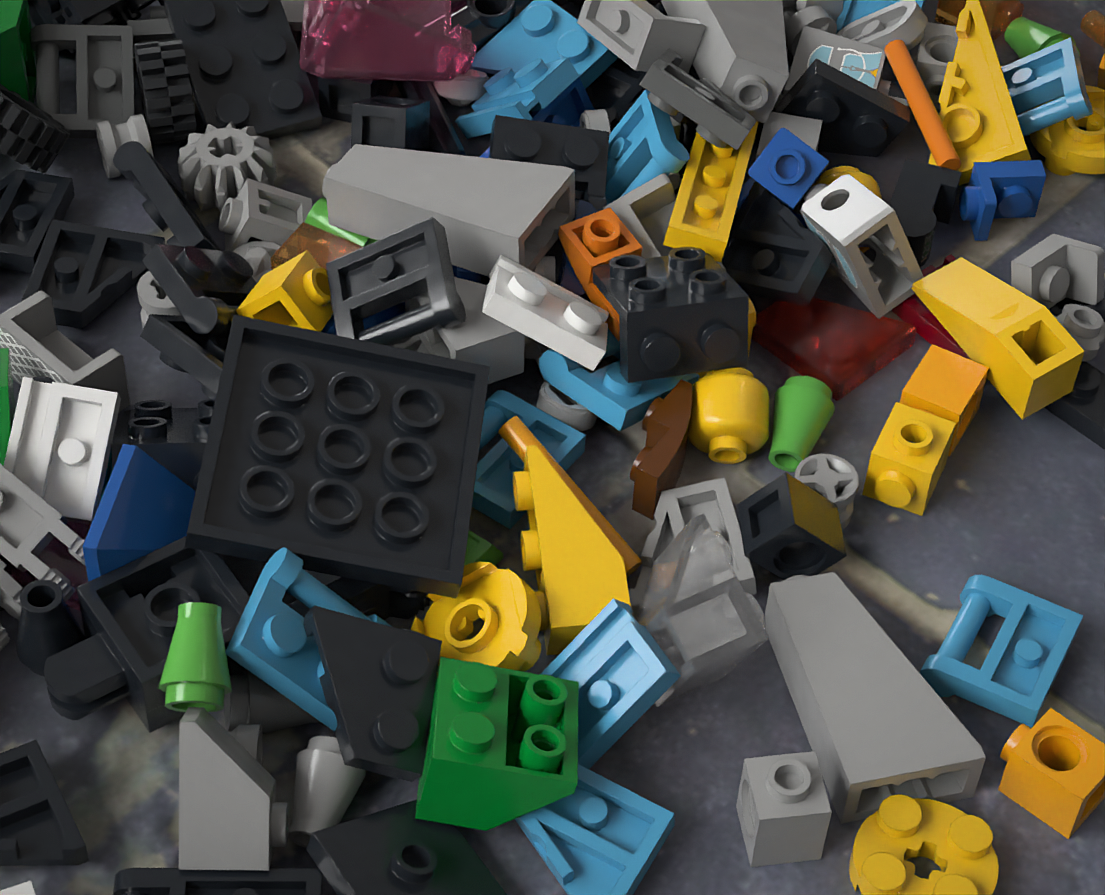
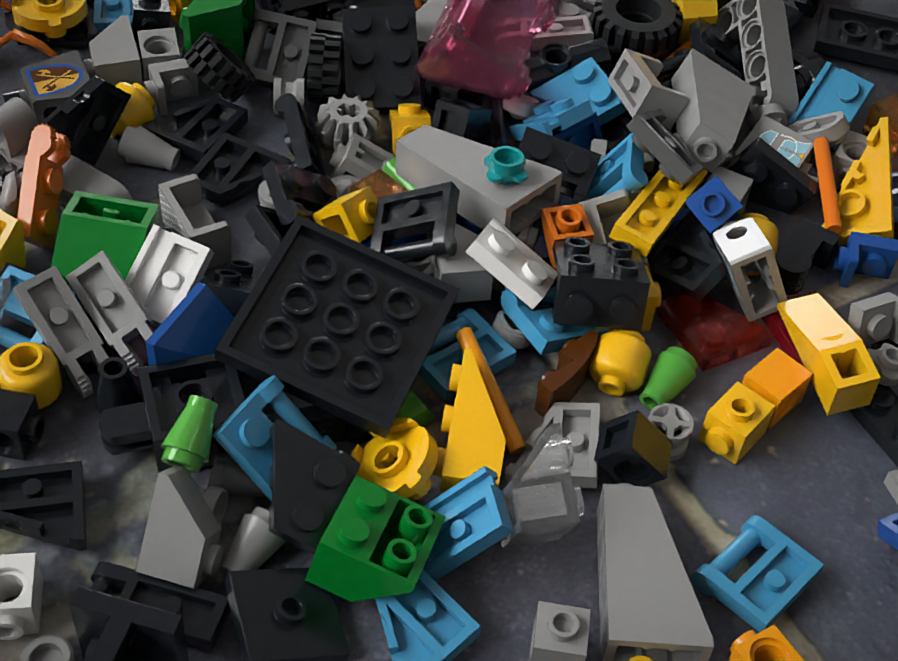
camera: 15 degrees right, 0 degrees up
(313, 150) = (406, 120): none -> yellow bracket
(498, 177) = (506, 166): none -> teal plate

